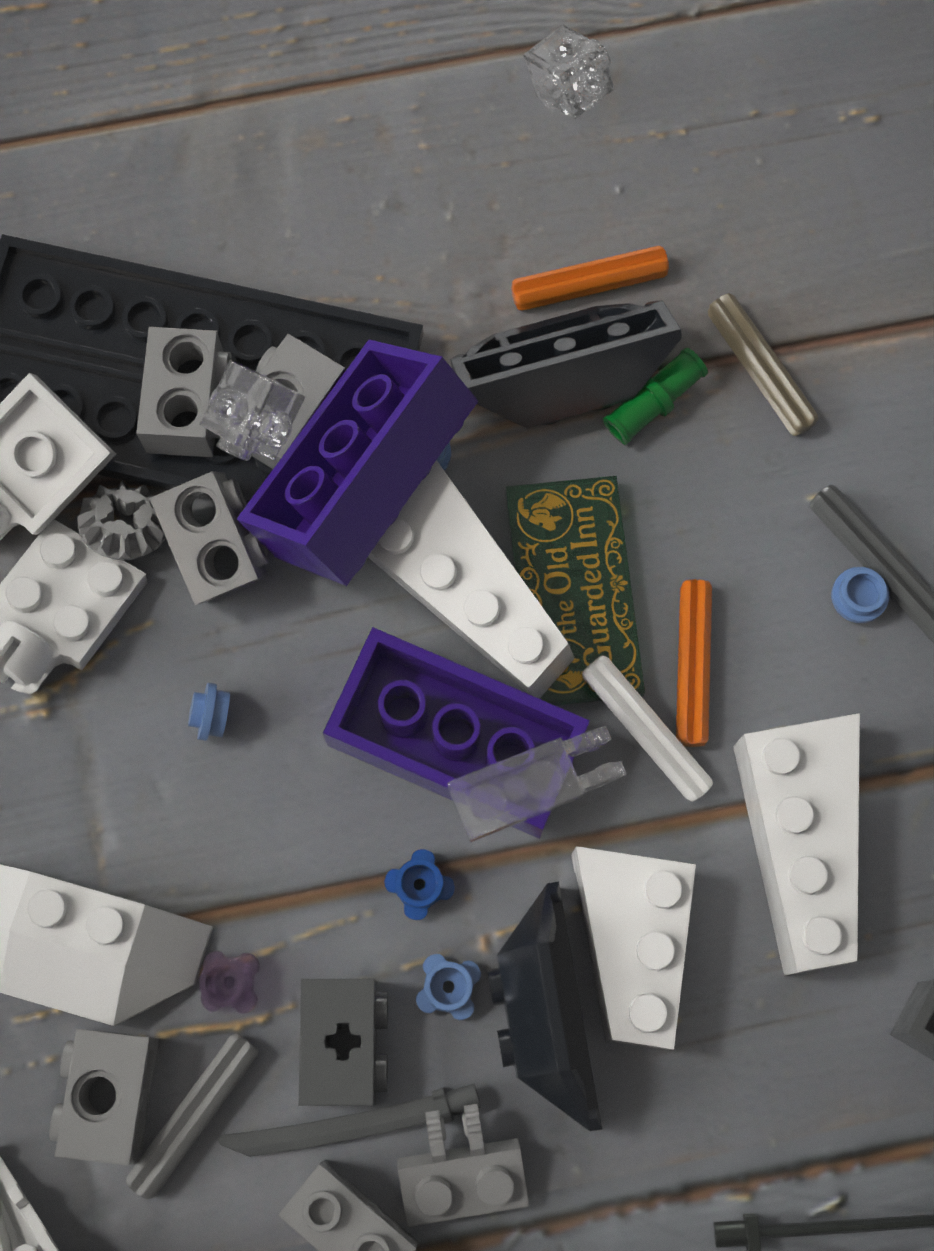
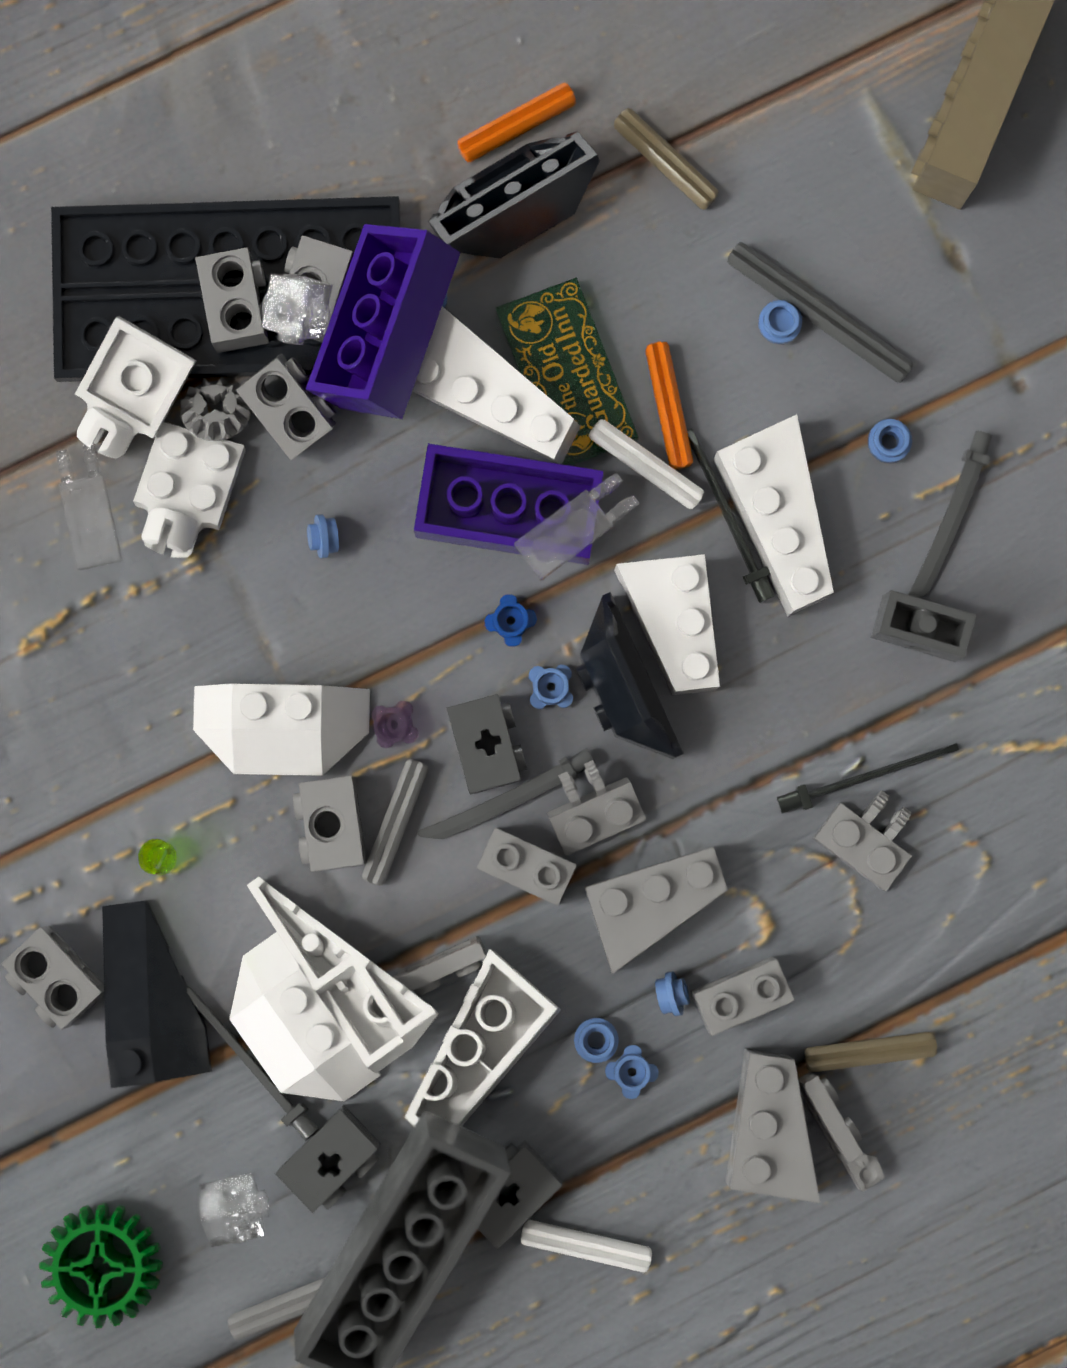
camera: 15 degrees left, 10 degrees up
(656, 396) = (591, 206): green pin -> none
(755, 912) = (757, 577): none -> pearl dark grey sword

